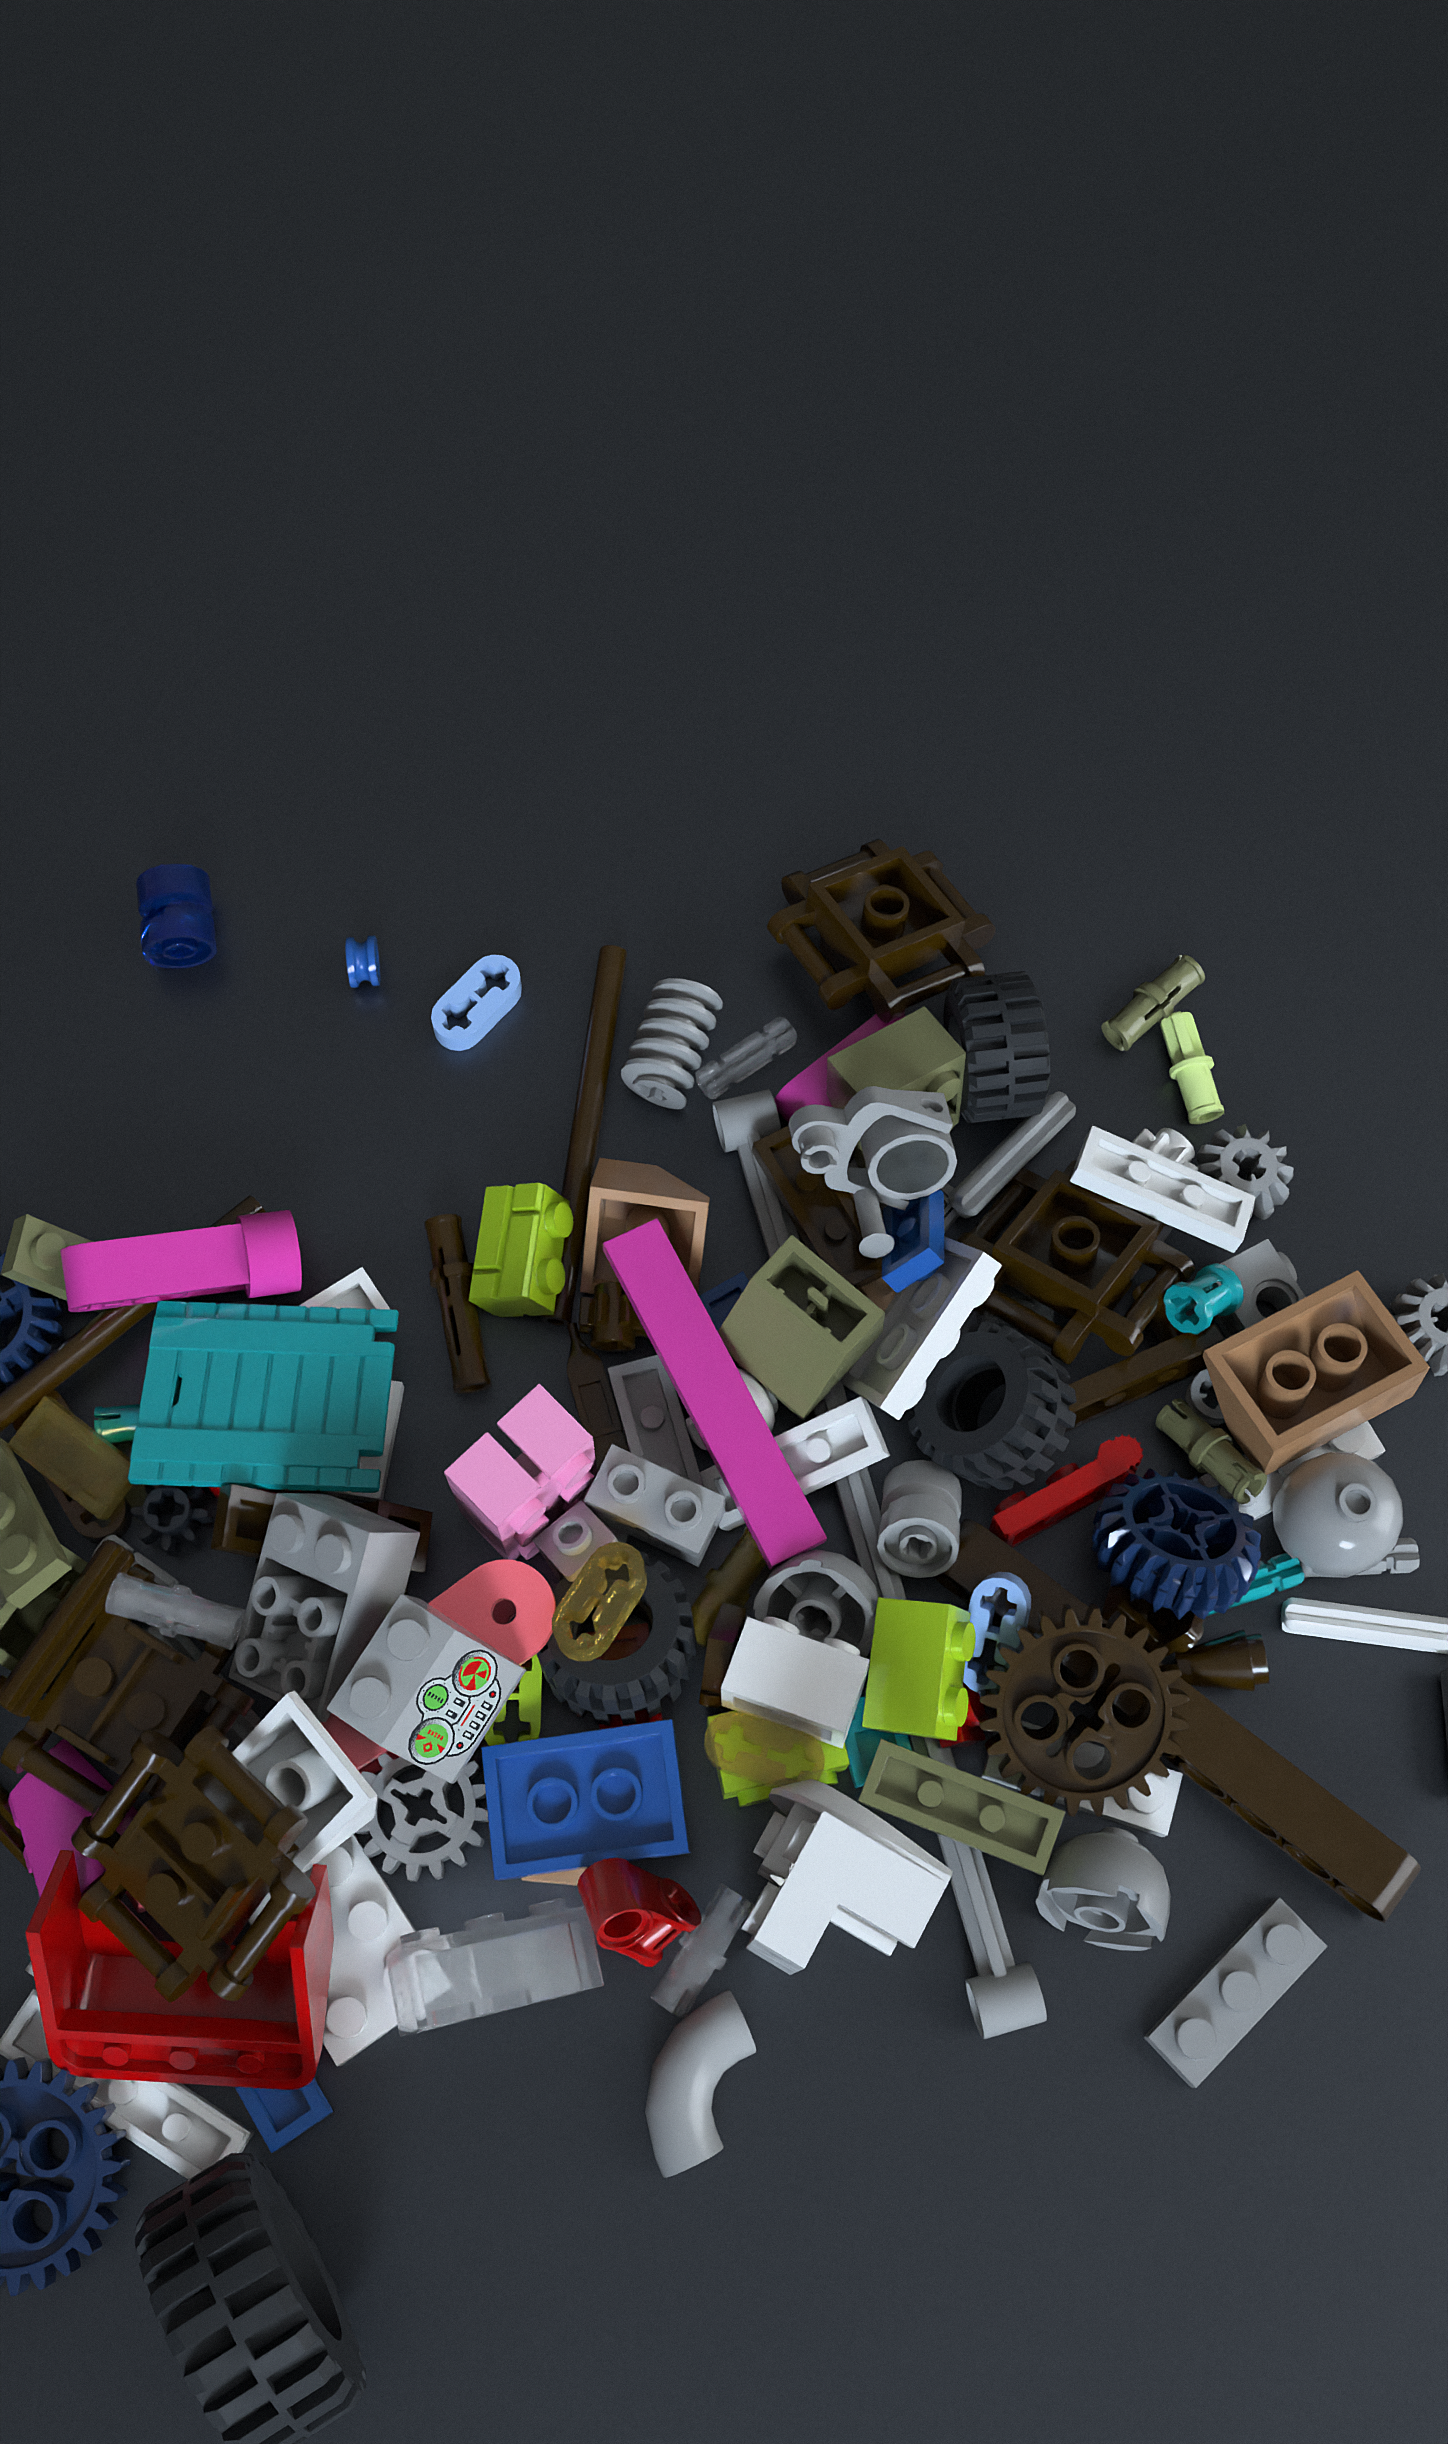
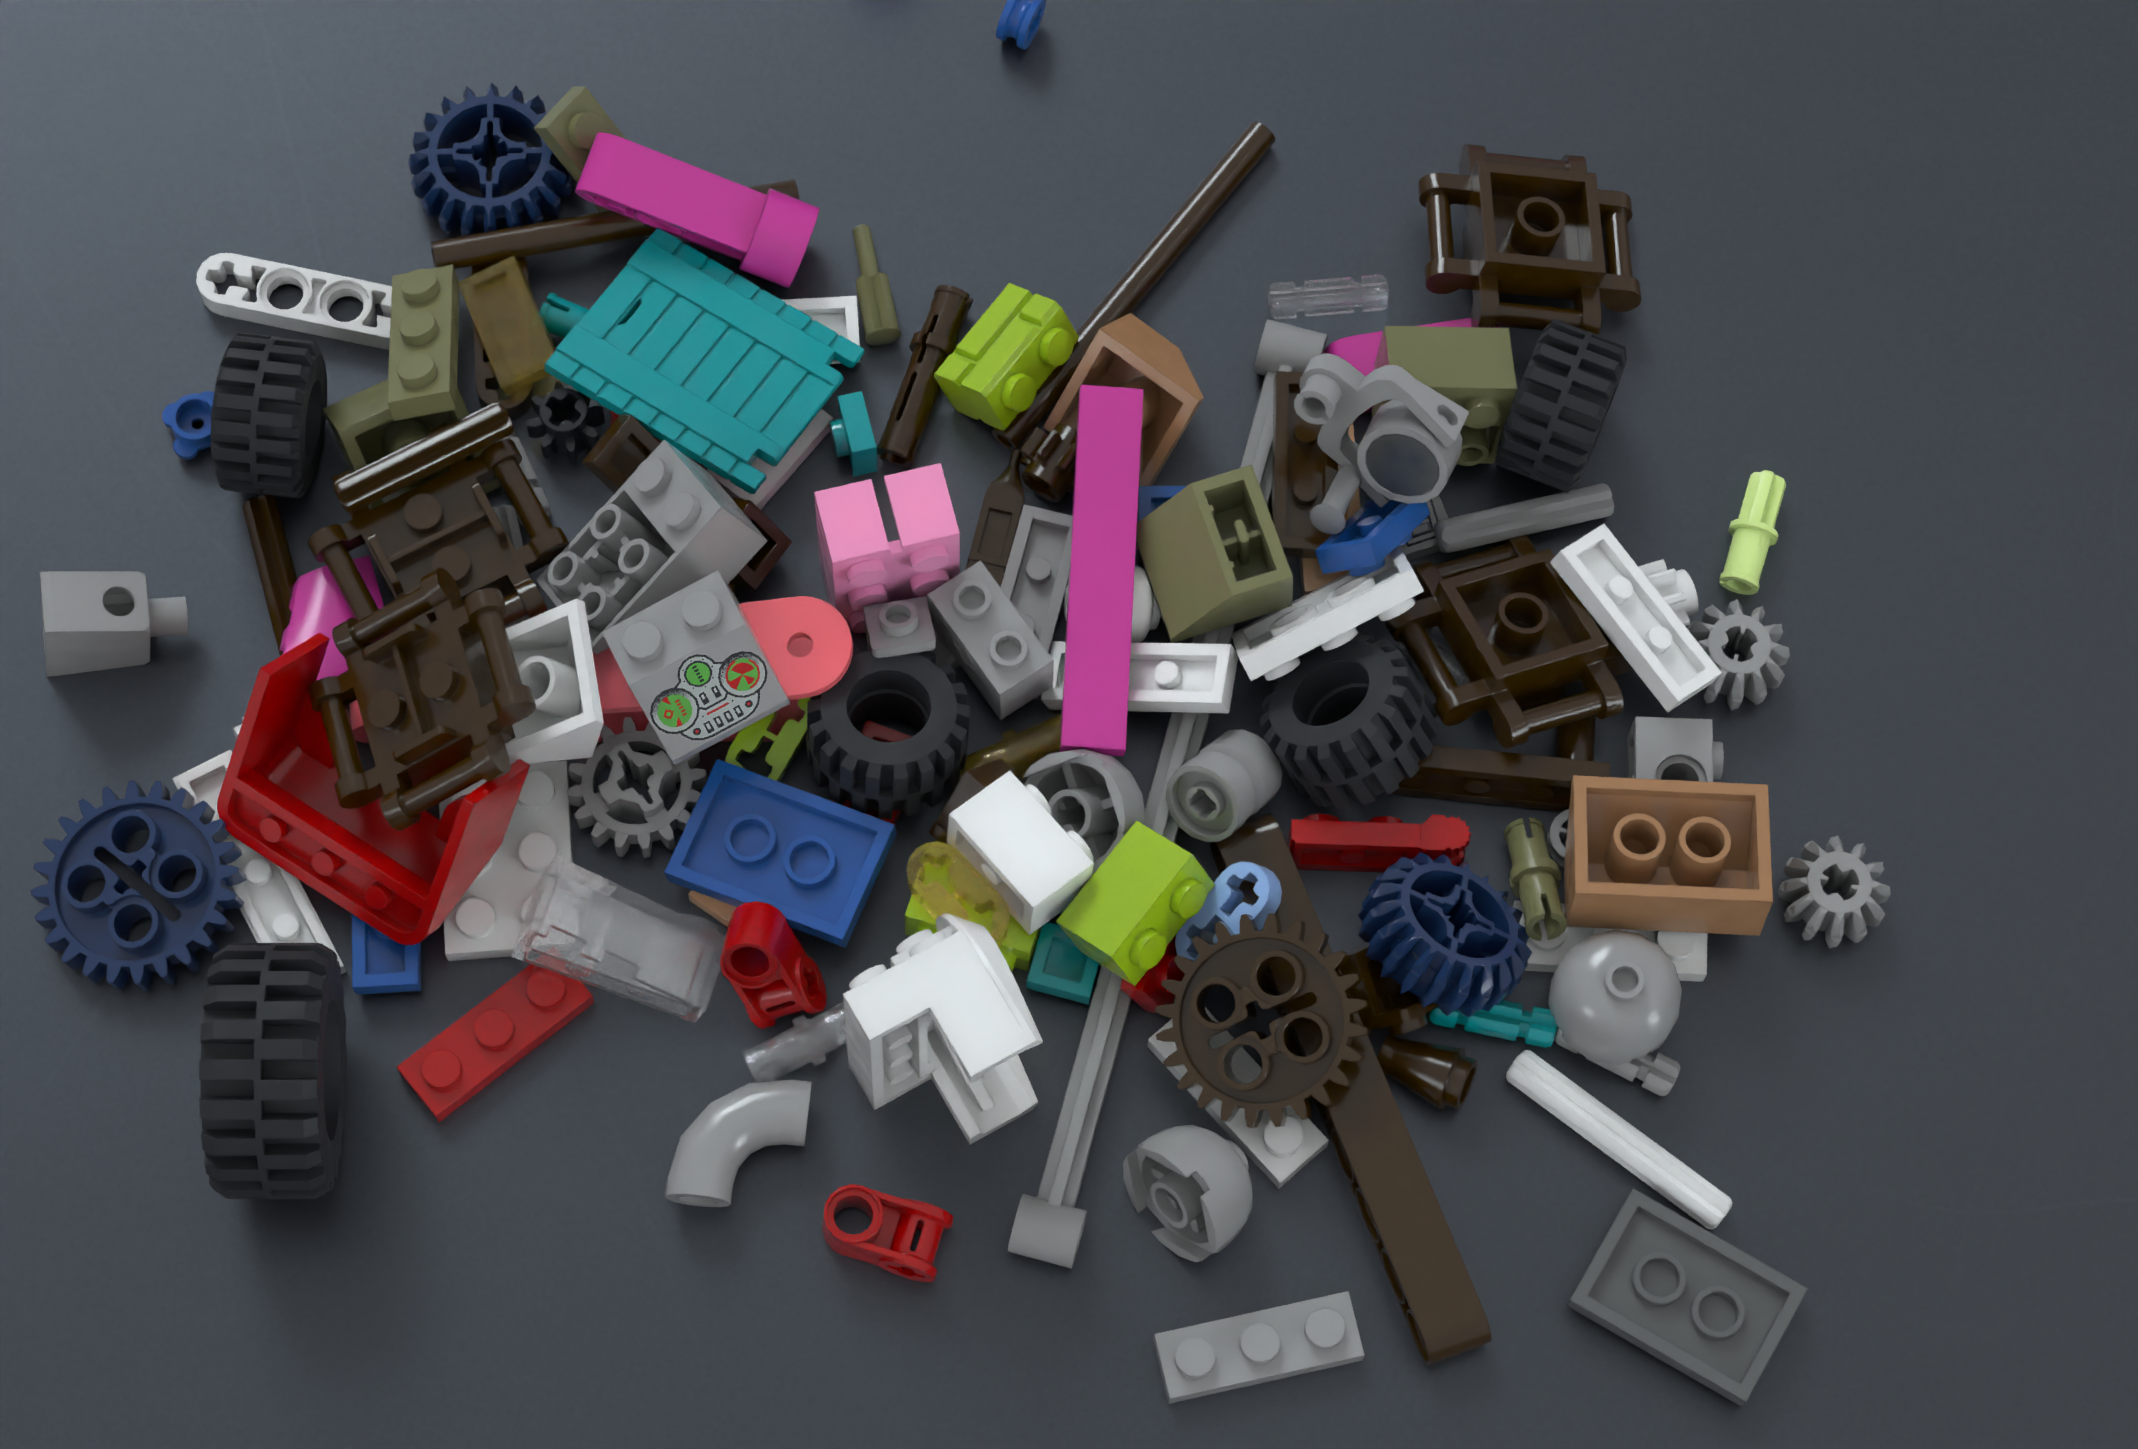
camera: 30 degrees right, 0 degrees up
(175, 1610) = (522, 492): clear pin -> none
(373, 1255) = (874, 293): none -> olive axle
(421, 2120) = (492, 1038): none -> red plate
(429, 1387) = (854, 435): none -> teal plate
(470, 993) = (1105, 112): light blue beam -> none
(588, 1592) = (886, 681): clear yellow beam -> none
(666, 1041) = (1260, 238): light grey piece -> none
(875, 2086) = (890, 1232): none -> red piece
(962, 1807) = (1104, 1041): olive plate -> none
(1153, 1002) = (1756, 452): olive pin -> none
(1207, 1302) = (1609, 735): teal bush -> none

